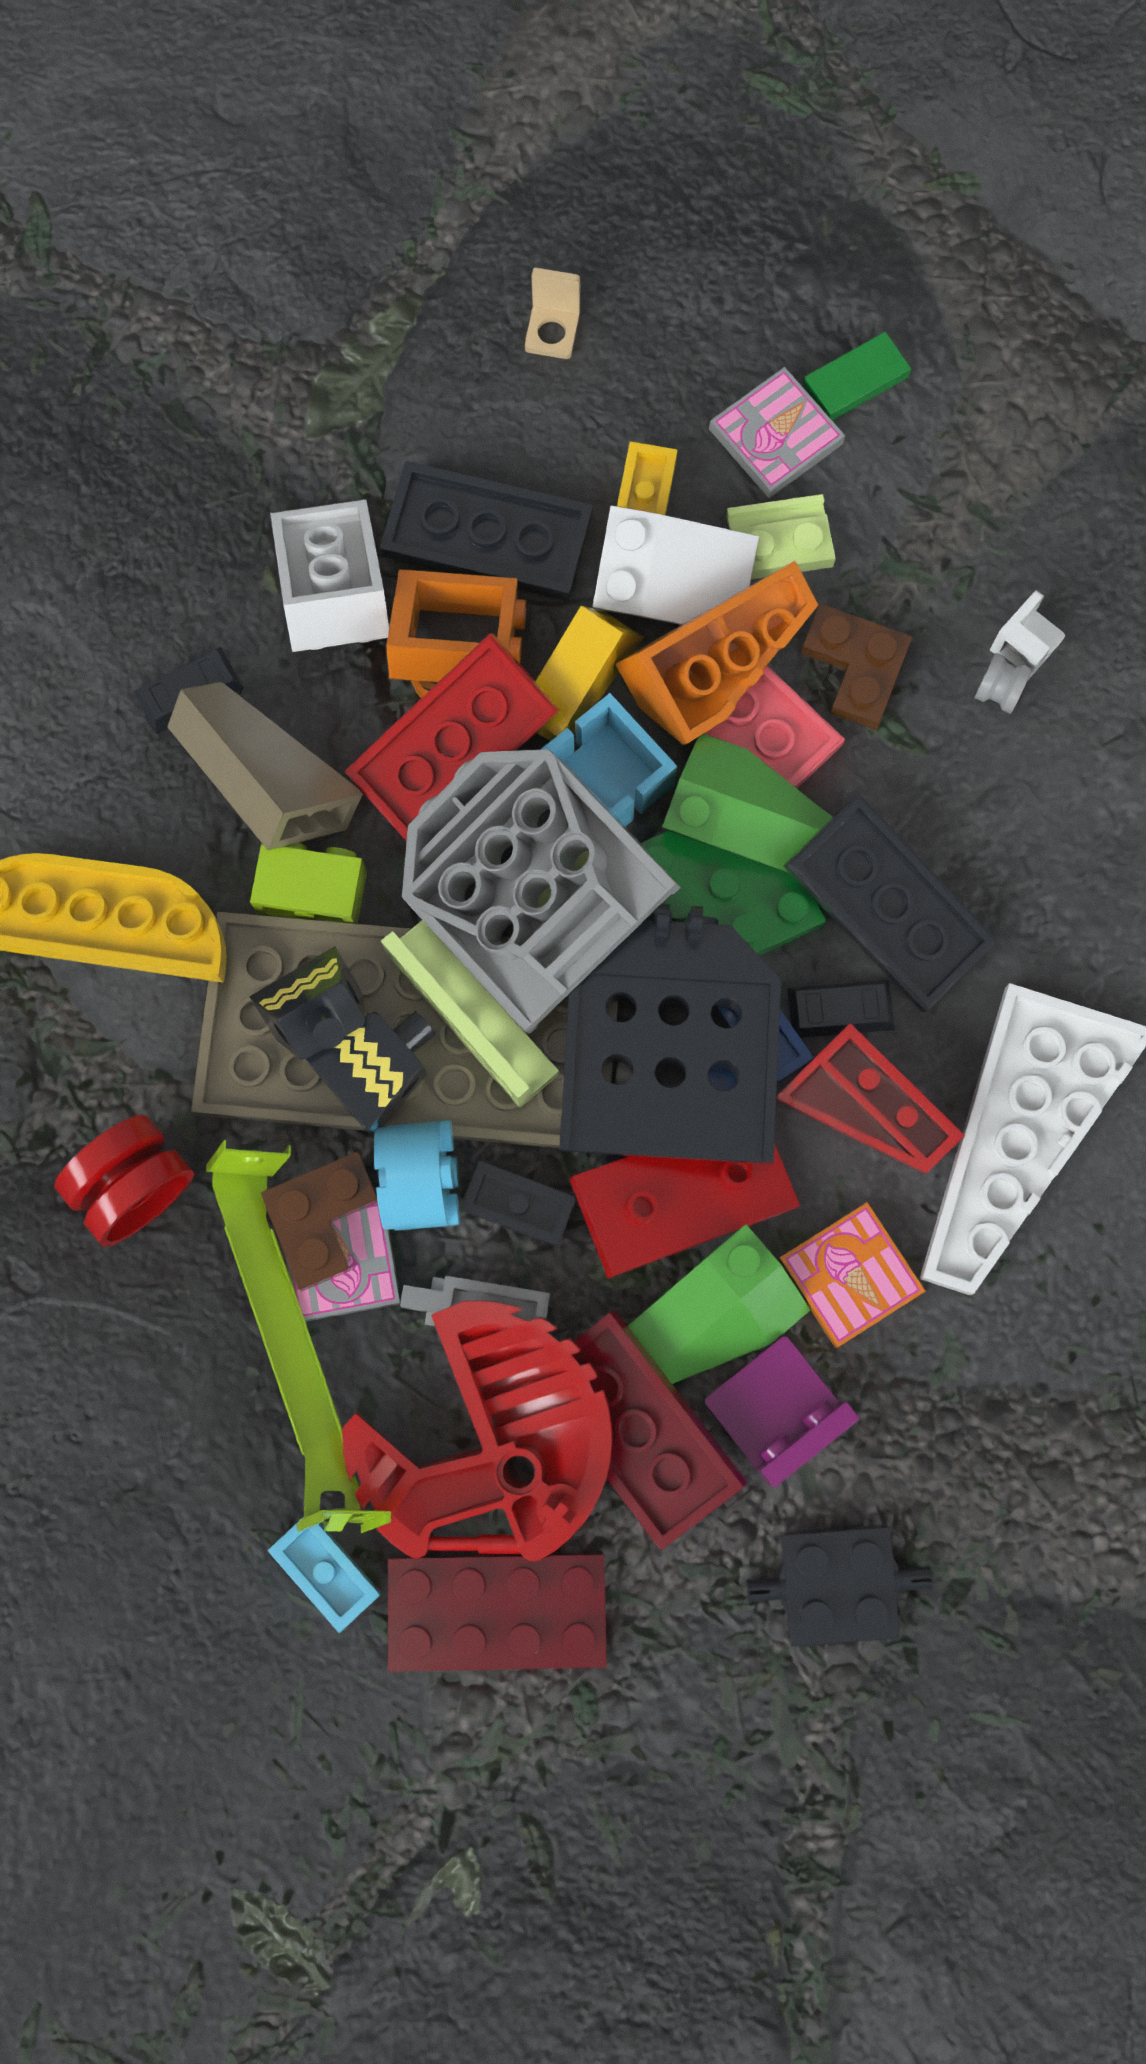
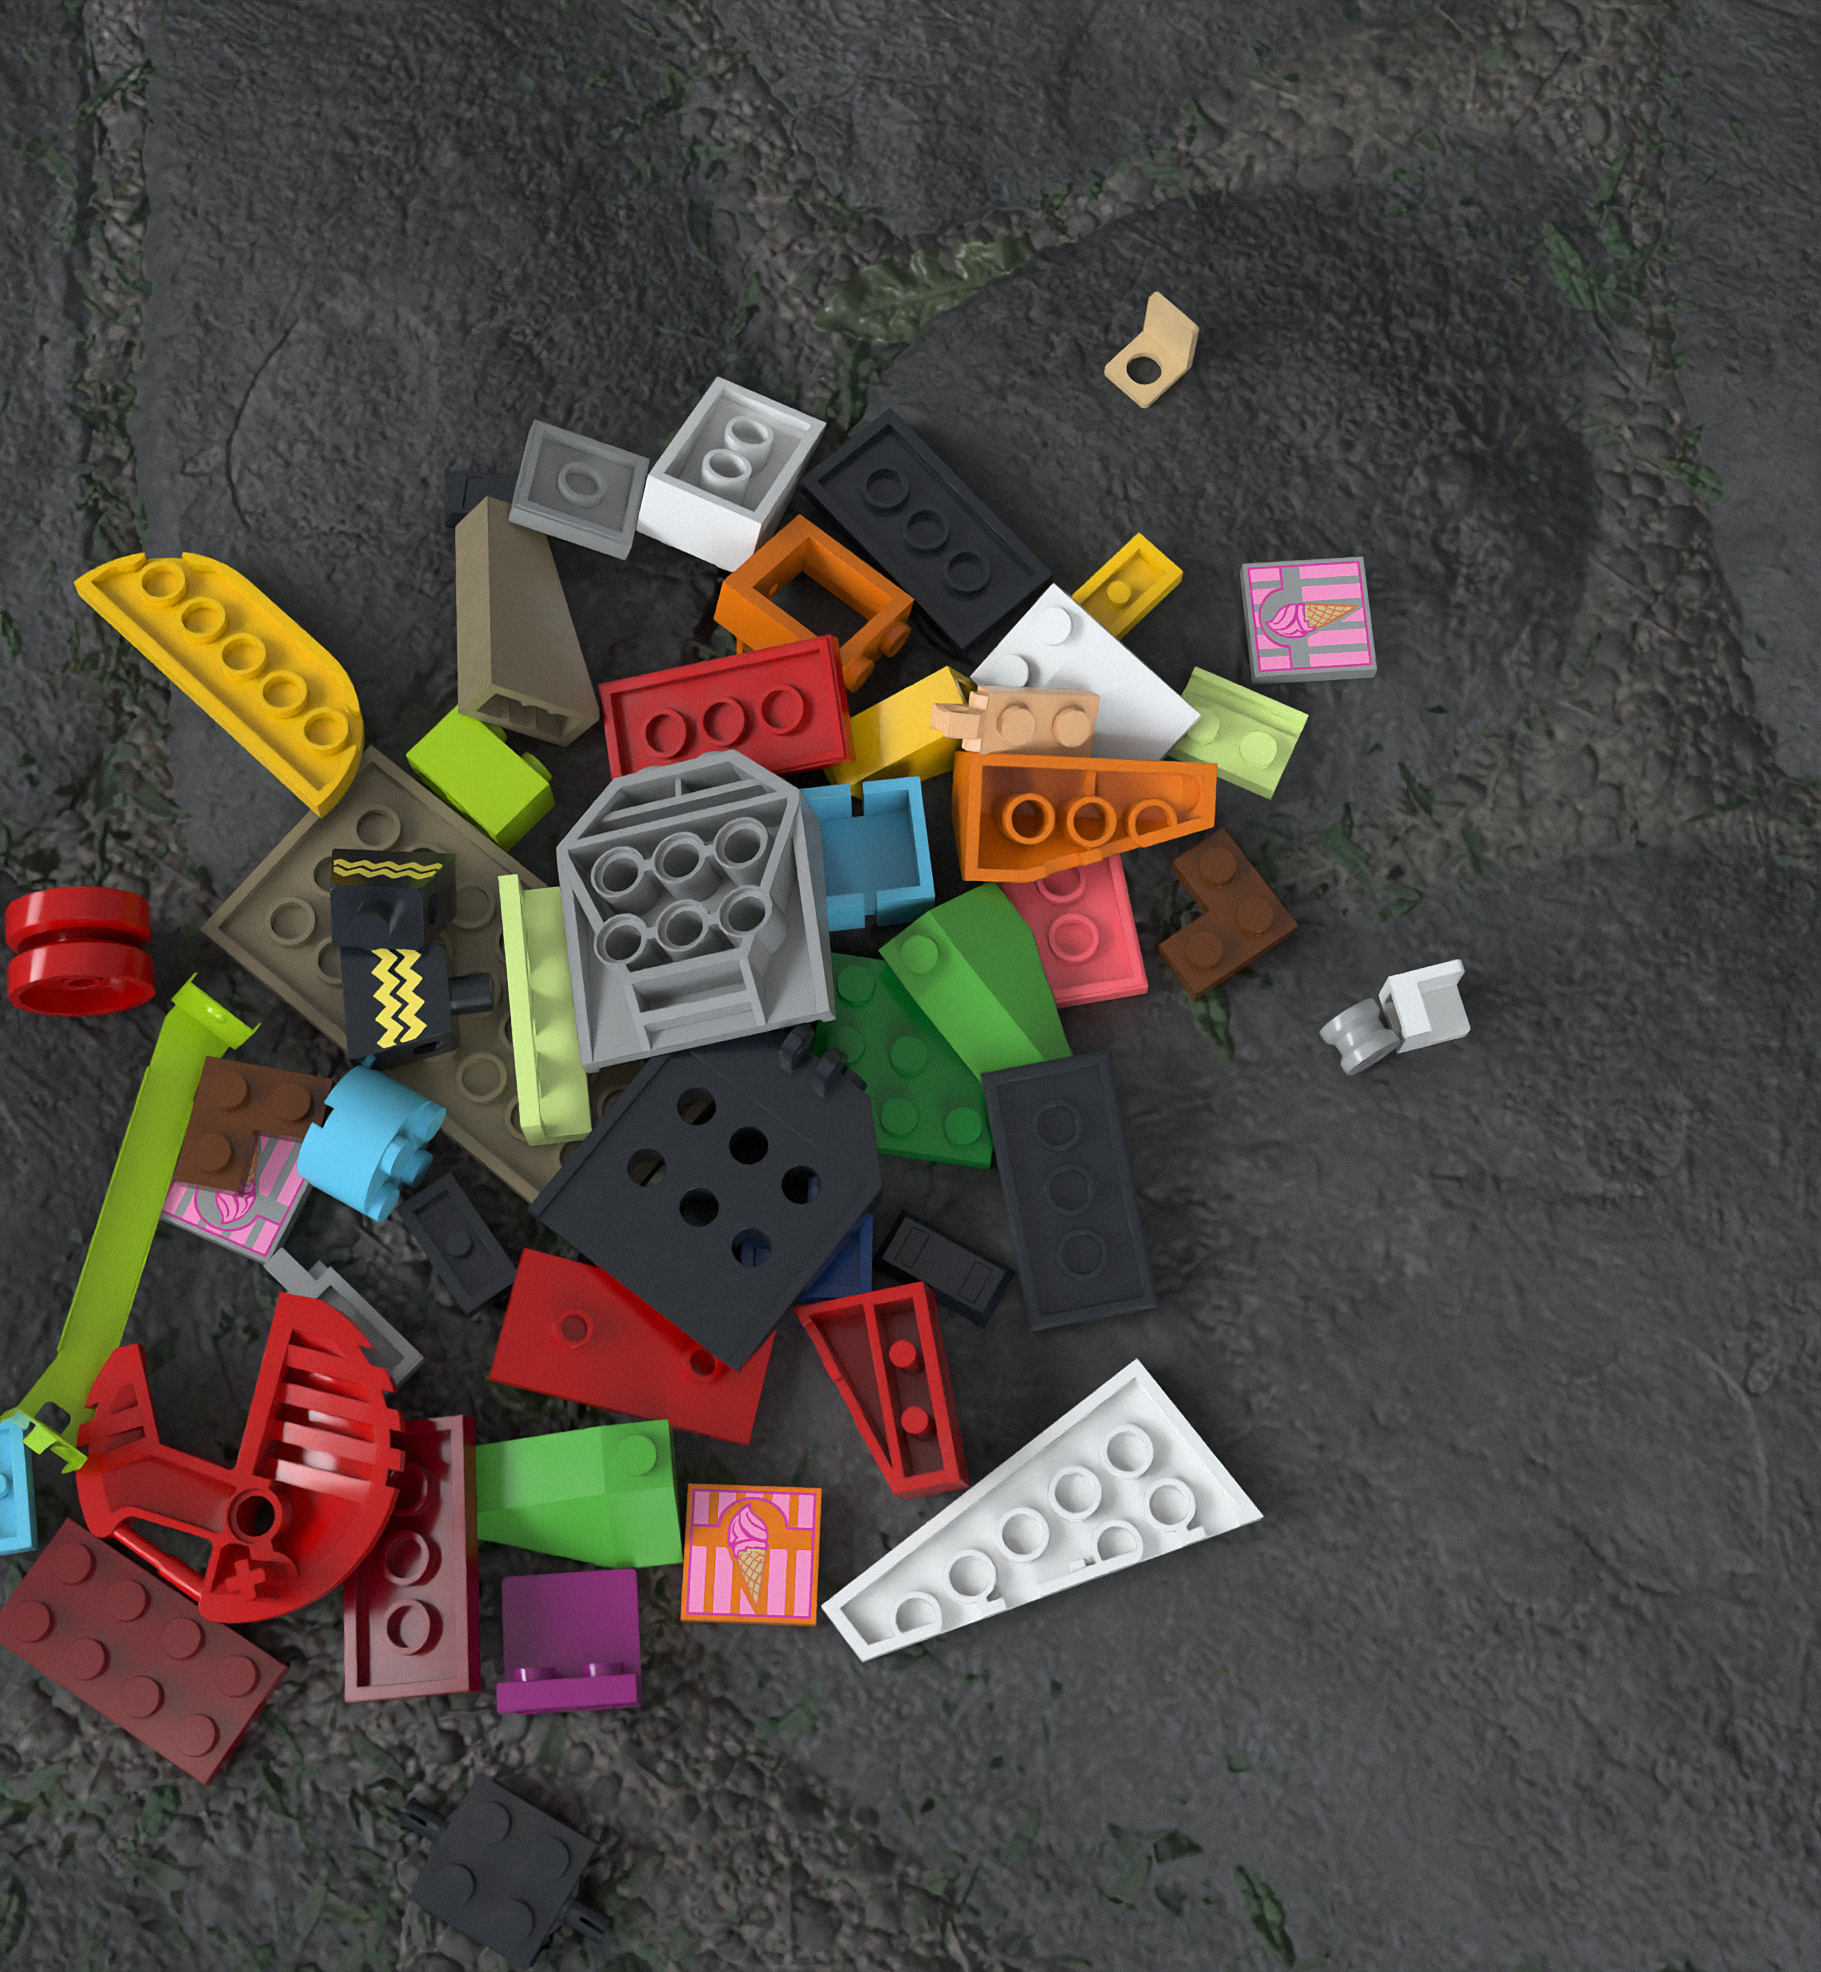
camera: 30 degrees right, 5 degrees down
(235, 648) = (579, 490): none -> light grey tile
(654, 611) = (1021, 721): none -> light nougat hinge
(857, 376) = (1437, 615): green tile -> none

